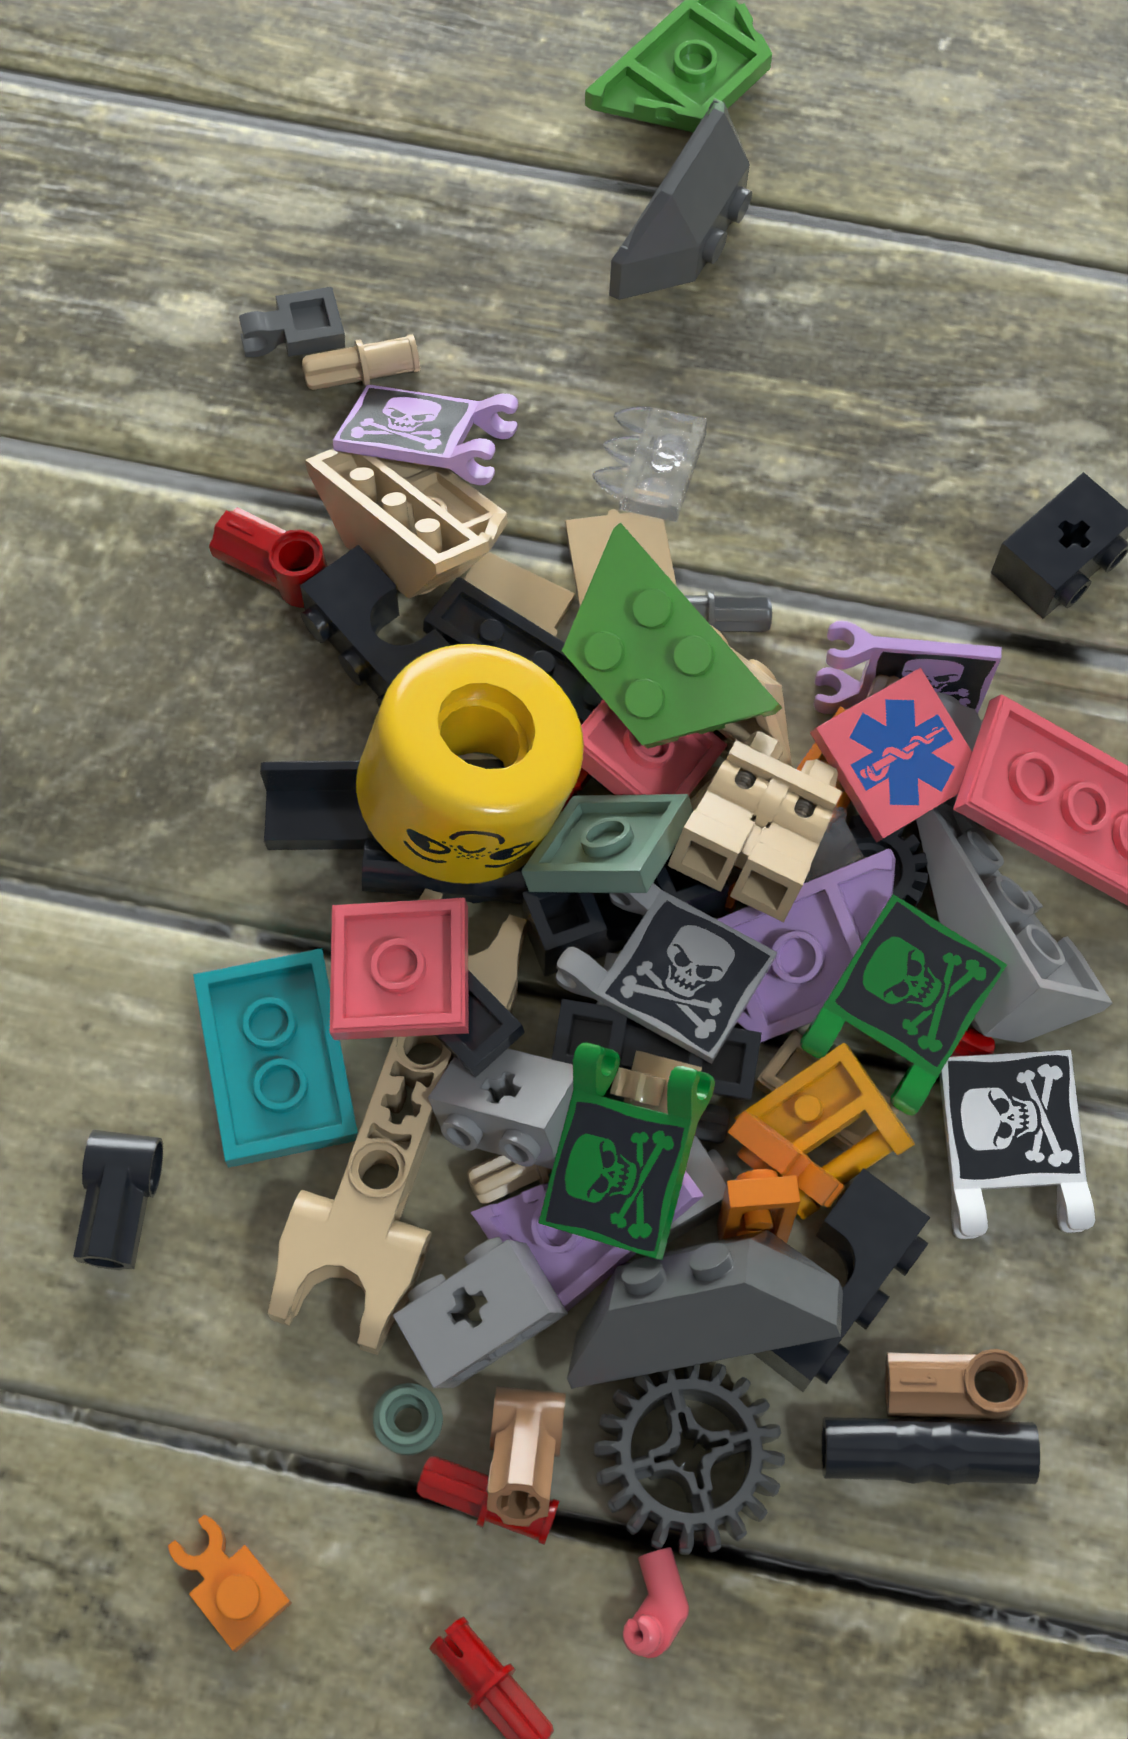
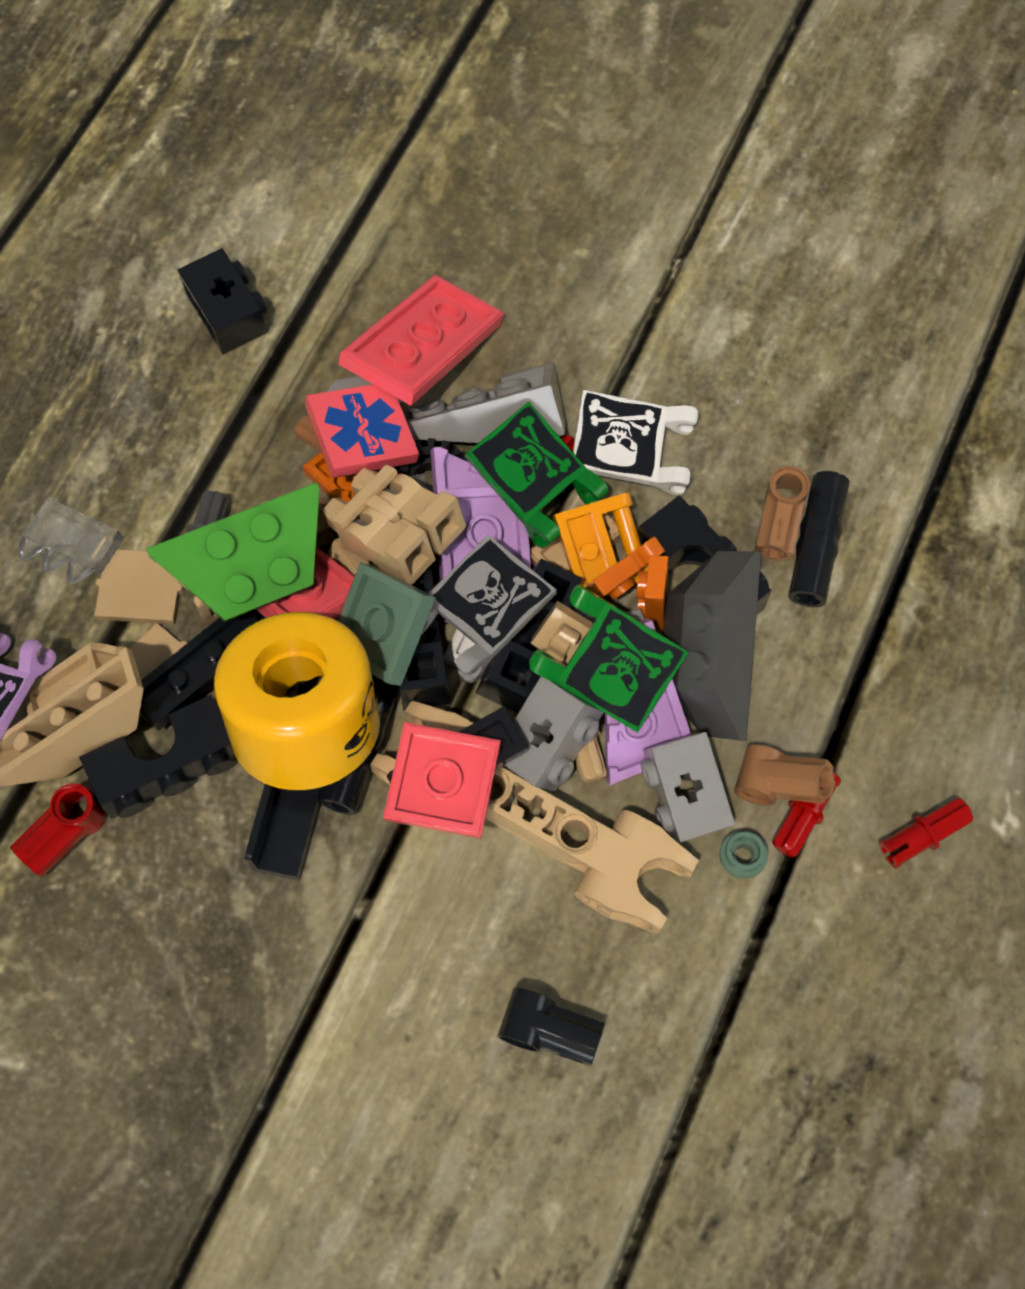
camera: 75 degrees left, 0 degrees up
(236, 1591) = (839, 990): orange plate -> none
(273, 1058) = (468, 897): teal plate -> none
(655, 1465) = (834, 672): dark grey gear -> none
(663, 1609) = (890, 719): coral arm -> none
(950, 667) = (306, 381): lavender flag -> none

